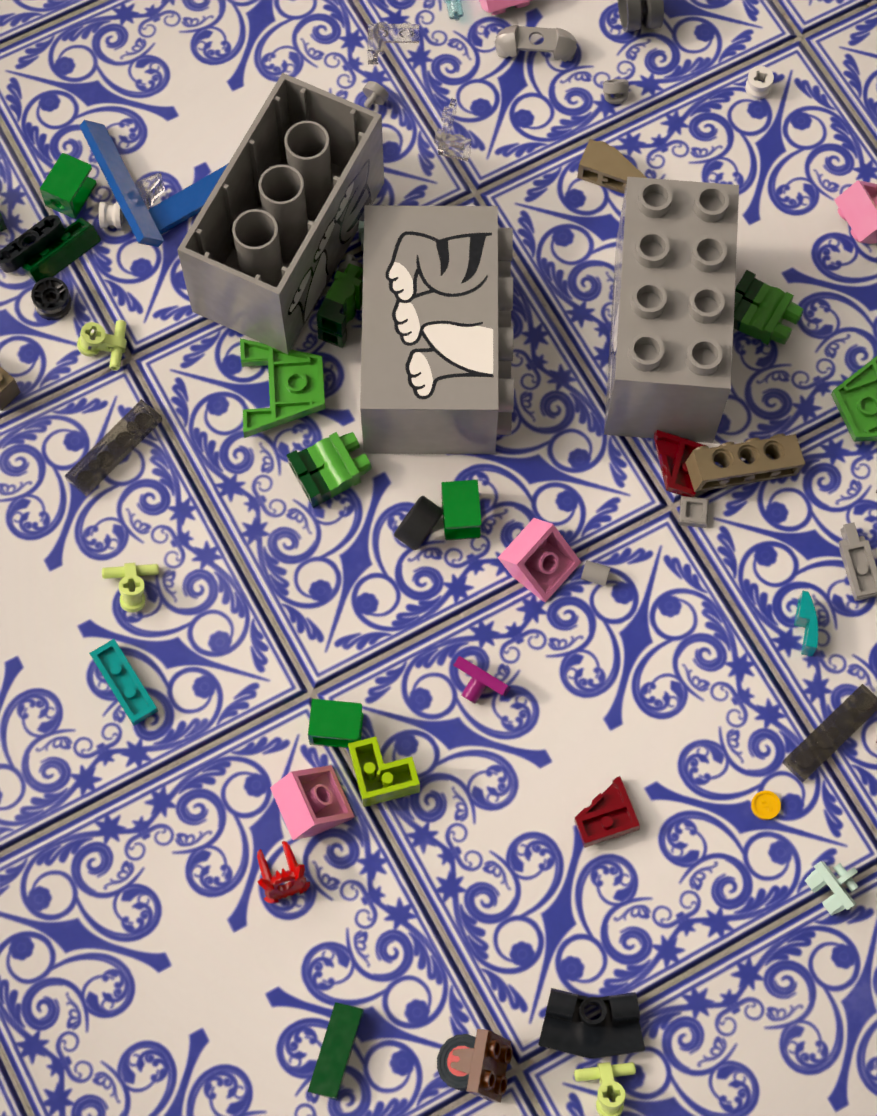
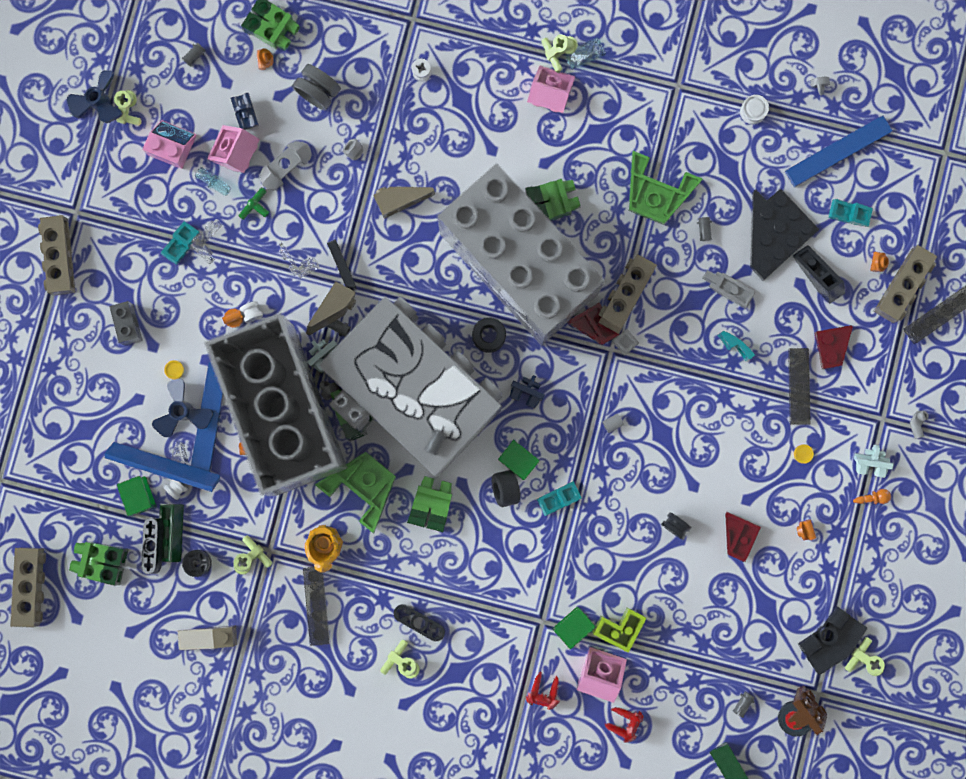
camera: 45 degrees left, 15 degrees up
(123, 682) = (452, 713): teal plate -> none
(181, 559) = (409, 610): none -> black beam
(182, 400) = (323, 547): none -> light orange piece
(191, 152) = (166, 424): none -> dark blue piece
(223, 757) = (550, 701): none -> red piece
(230, 118) = (174, 369): none -> yellow piece
(234, 35) = (126, 323): none -> dark grey brick
(348, 284) = (352, 411): none -> light grey hips
(355, 21) = (180, 243): none -> teal slope
(375, 94) = (234, 280): light grey tile -> none
(396, 375) = (435, 441): none -> dark grey pin
(425, 990) = (744, 703): none -> dark grey pin
(432, 192) = (333, 307): none -> dark tan slope
(461, 591) = (559, 498): none -> teal slope
(467, 49) = (253, 204): none -> green piece
(479, 681) = (615, 534): magenta tile -> none
(489, 175) = (341, 265): none -> black beam
(540, 558) = (580, 444): bright pink slope -> none
(544, 467) = (534, 396): none -> dark blue hips
(551, 733) = (676, 526): none -> black wheel
(562, 354) = (489, 347): none -> black tyre
(685, 880) = (806, 530): none -> orange plate
(806, 932) = (882, 496): none -> orange bar

